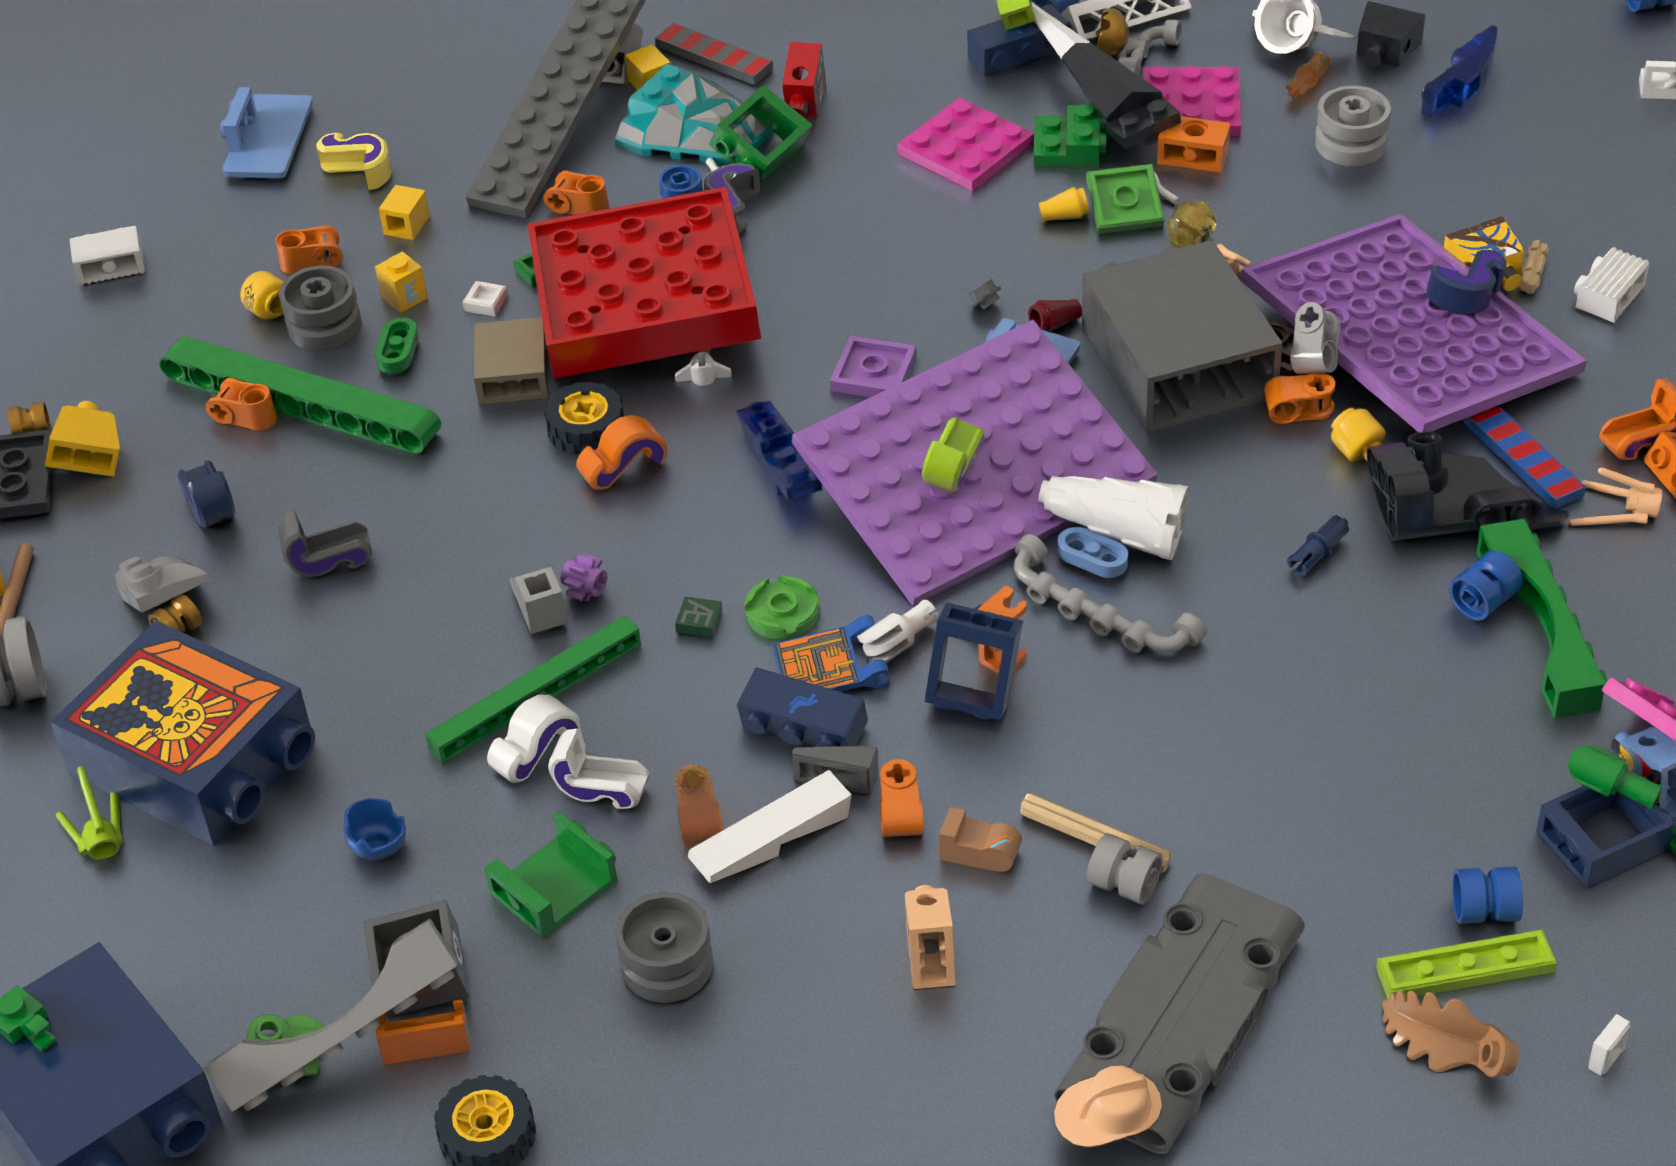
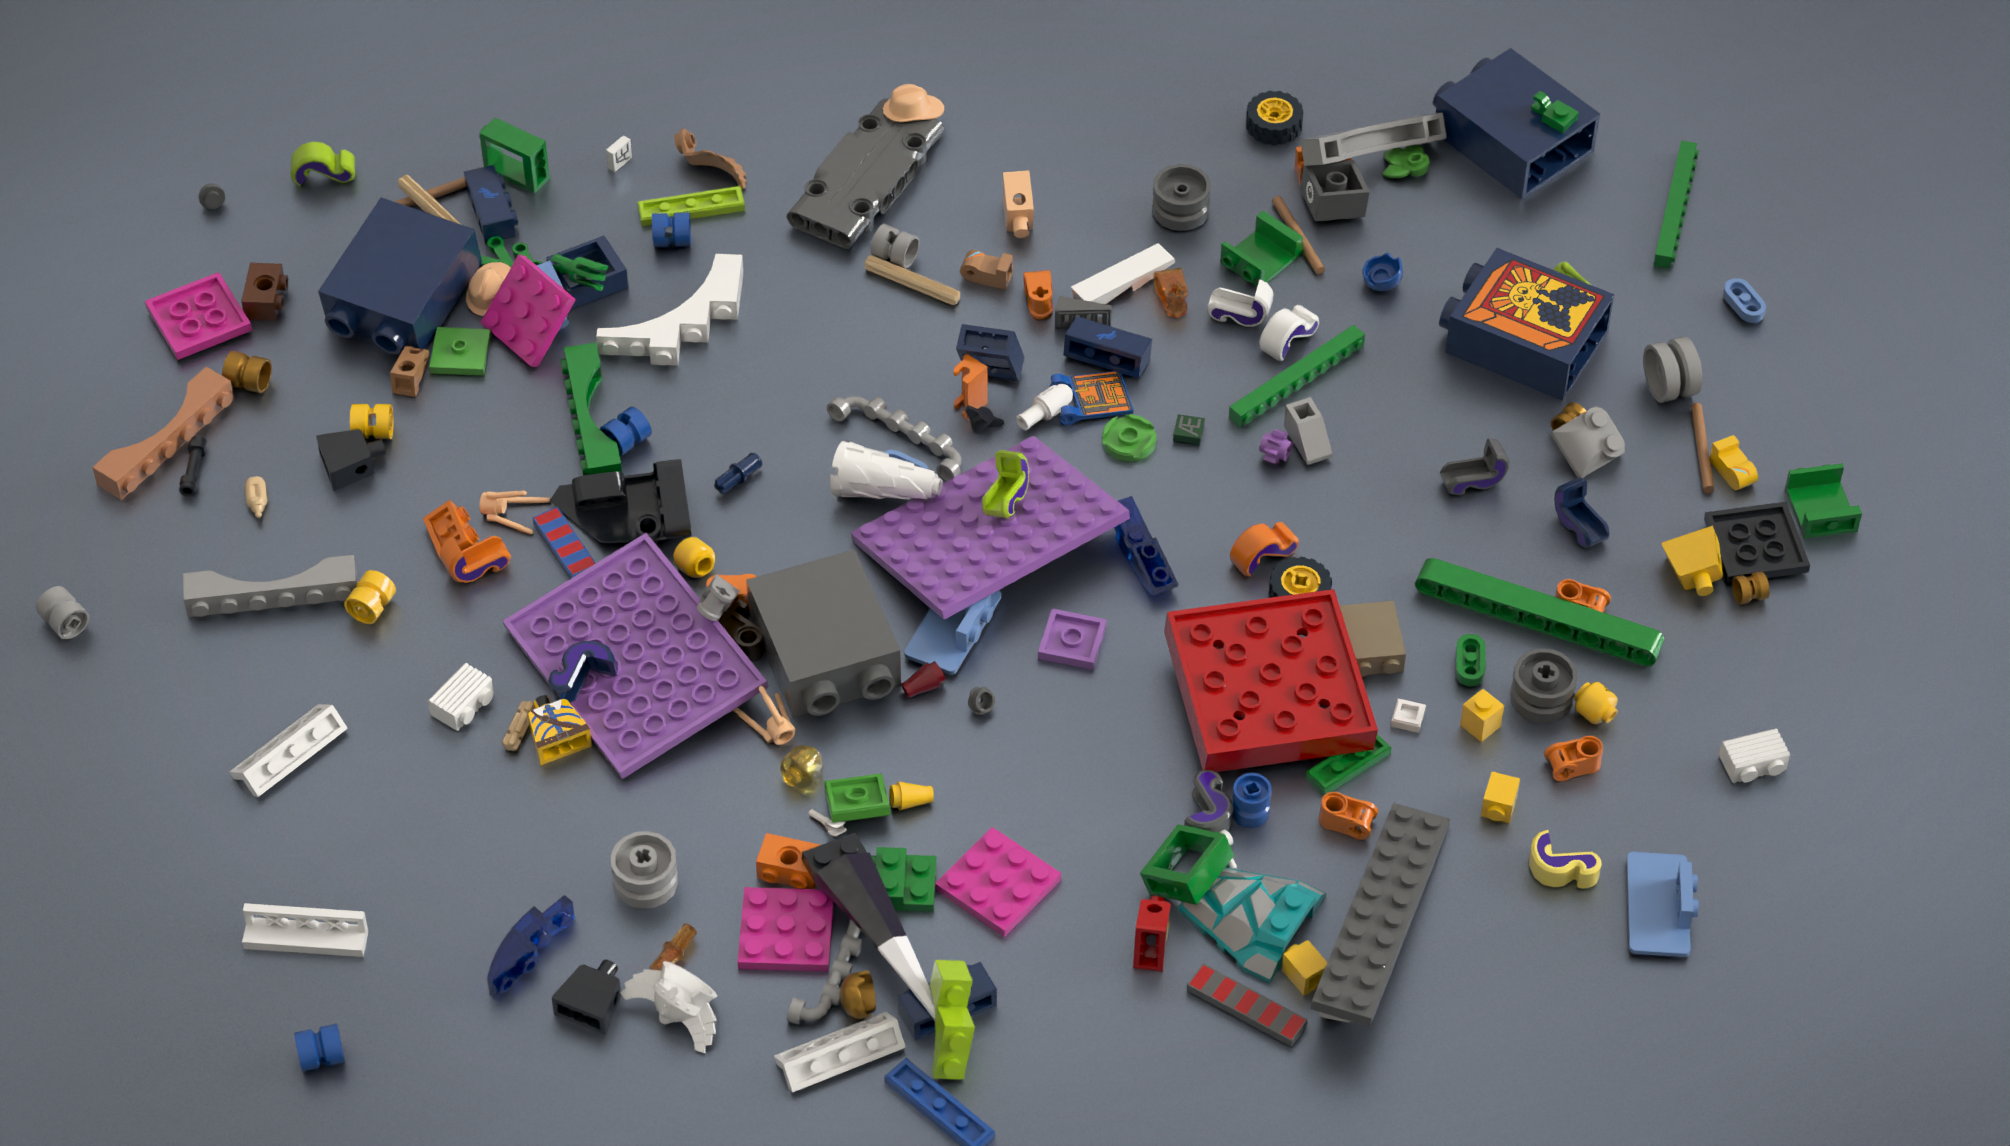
camera: 175 degrees right, 5 degrees up
(489, 918) = (1291, 223): none -> medium nougat bar
(1427, 749) = (688, 323): none -> white arch

